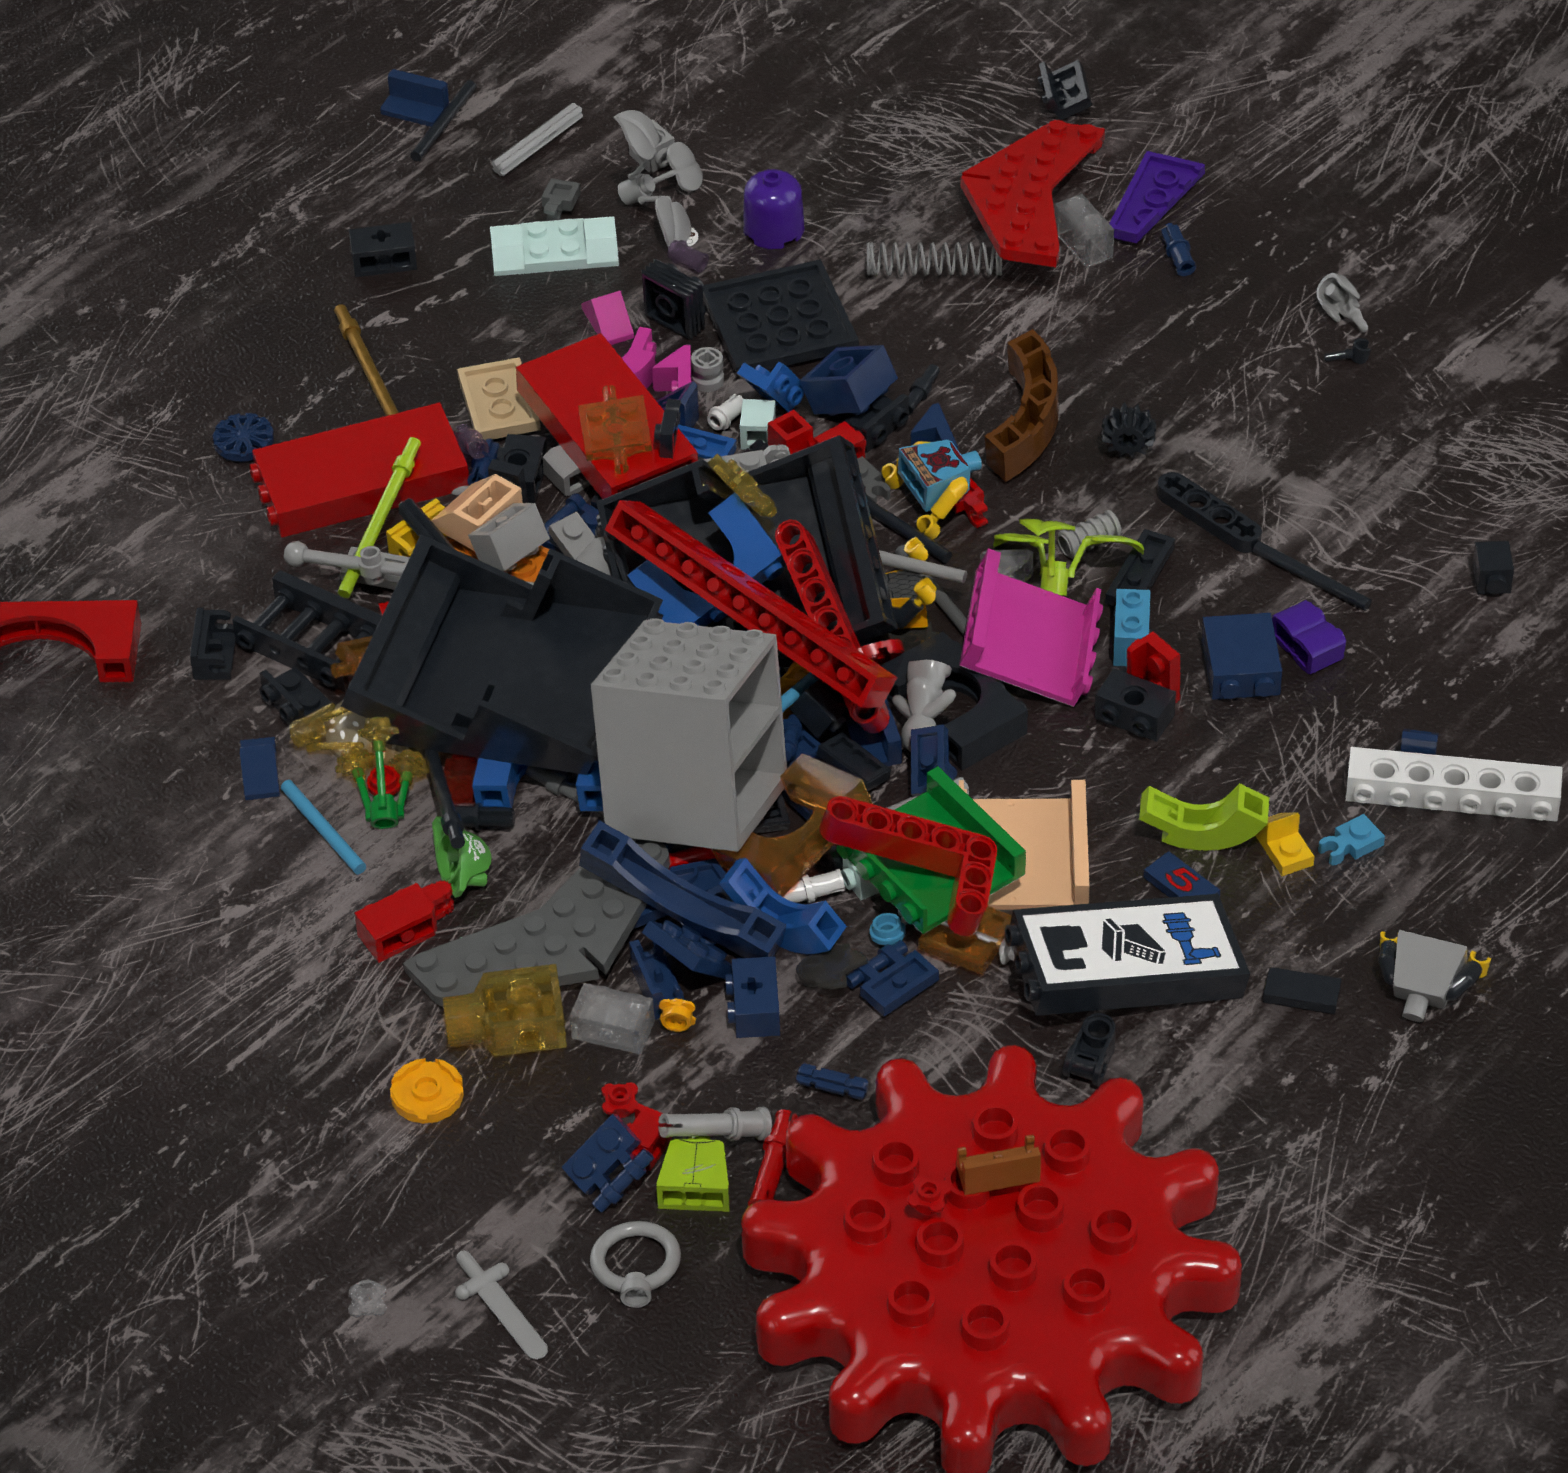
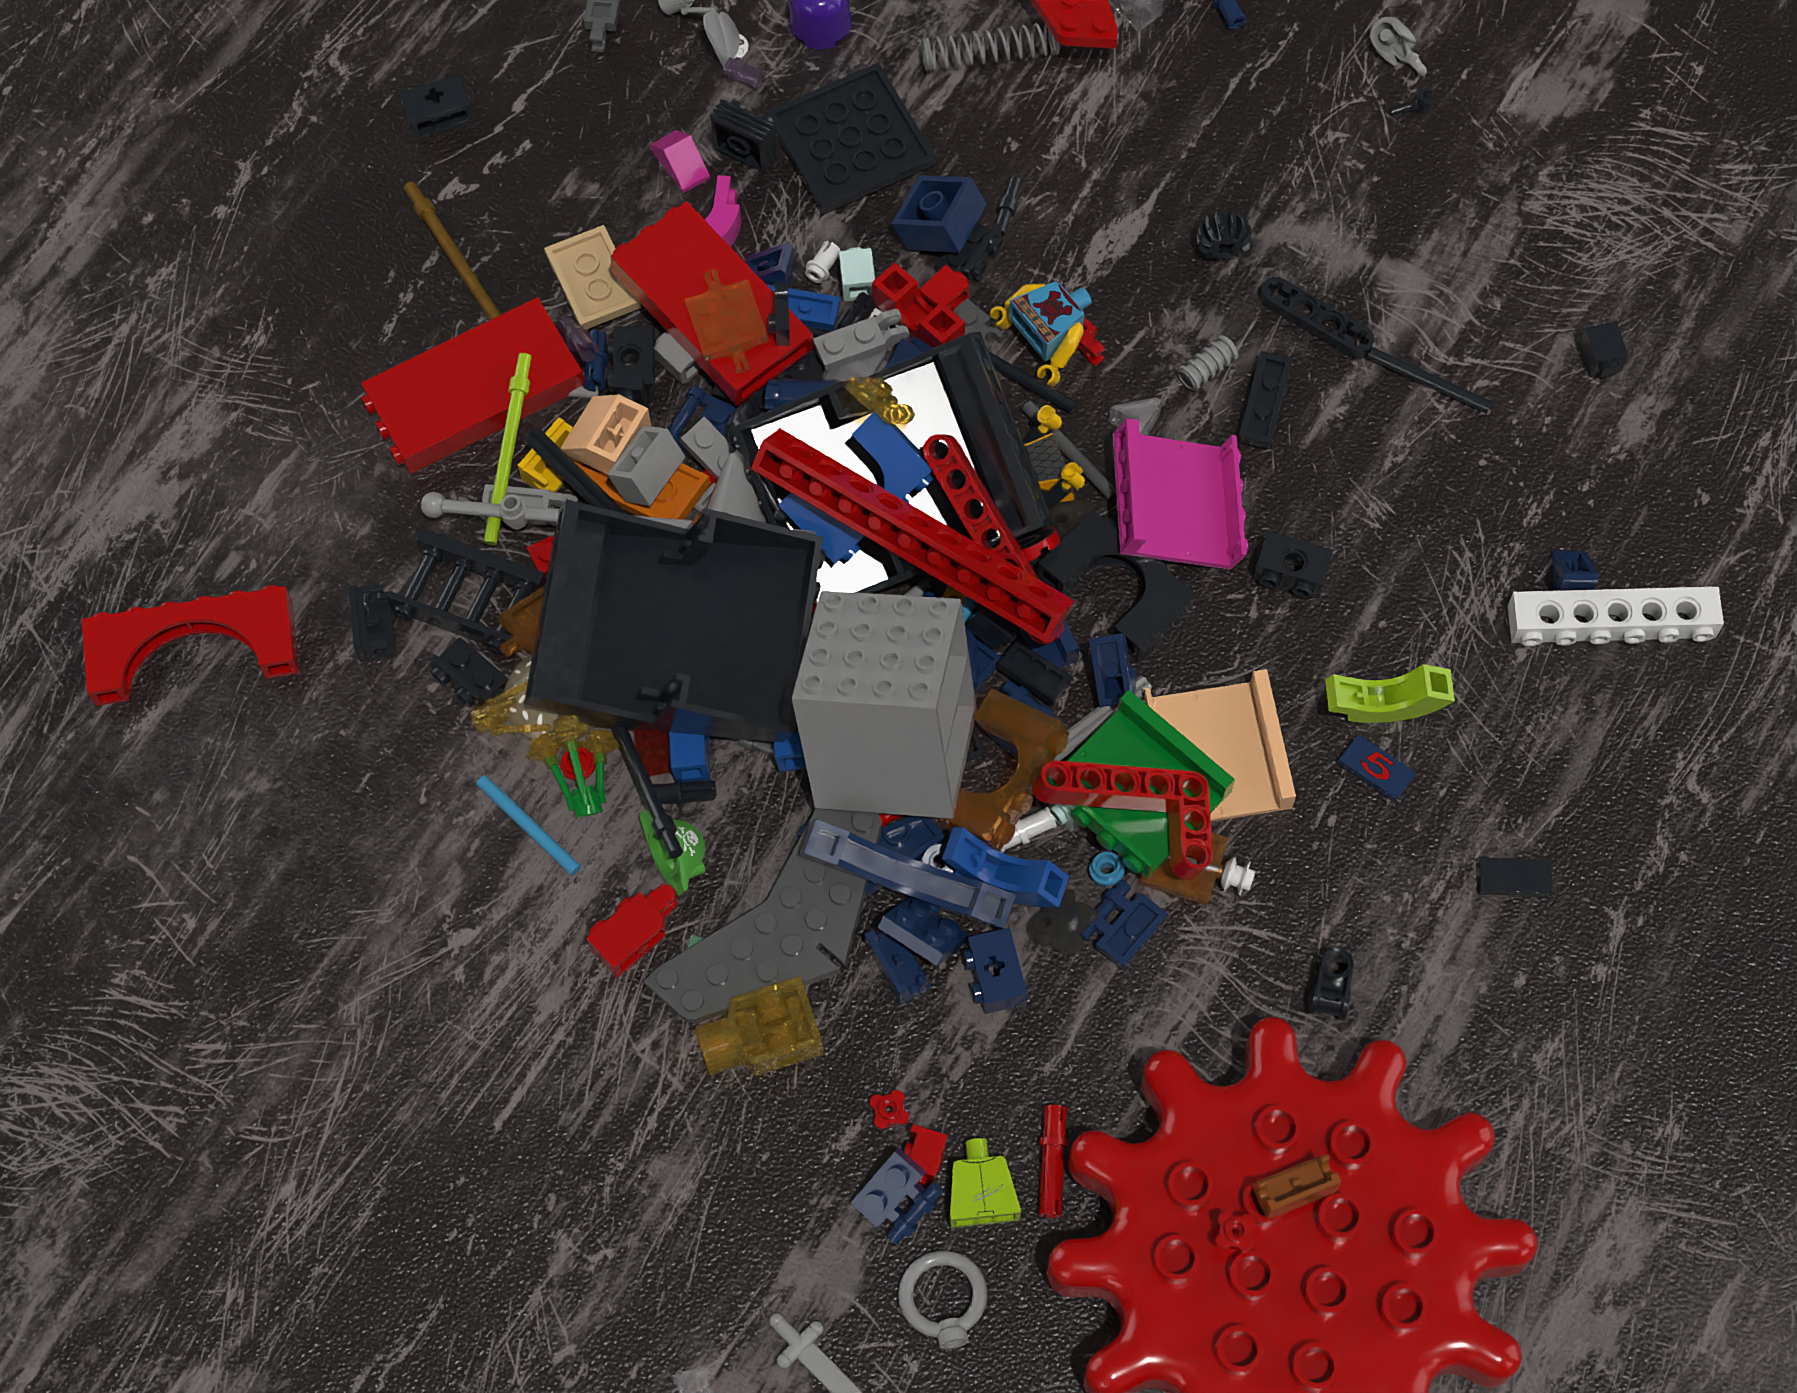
camera: 10 degrees left, 20 degrees up
(241, 437) = (345, 358): dark blue wheel -> none
(259, 768) = (450, 763): dark blue slope -> none
(426, 1090) = (698, 1127): light orange tile -> none
(554, 246) = (608, 77): light aqua piece -> none
(612, 1018) = (863, 1016): clear brick -> none
(673, 370) = (763, 223): dark pink slope -> none
(677, 1014) = (925, 1003): light orange plate -> none
(707, 369) = (793, 213): light grey wheel -> none
(731, 1124) = (1005, 1131): light grey pin -> none
(778, 385) = (872, 234): blue bracket -> none
(832, 1081) = (1090, 1056): dark blue axle -> none
(923, 567) = (1061, 437): light grey bar -> none
(924, 696) = (1093, 600): light grey piece -> none
(932, 427) = (1034, 263): dark blue slope -> none
(1027, 434) = (1123, 257): reddish brown brick -> none
(1053, 572) = (1181, 396): lime plant -> none
(1126, 954) = (1347, 873): brick -> none
(1130, 621) = (1272, 473): dark azure brick -> none
(1155, 662) = (1308, 522): red bracket -> none
(1241, 656) = (1384, 491): dark blue brick -> none
(1285, 844) = (1469, 710): yellow slope -> none
(1308, 636) = (1443, 458): dark purple brick -> none
(1353, 837) = (1529, 689): dark azure plate -> none
(1427, 971) = (1631, 844): light grey torso -> none

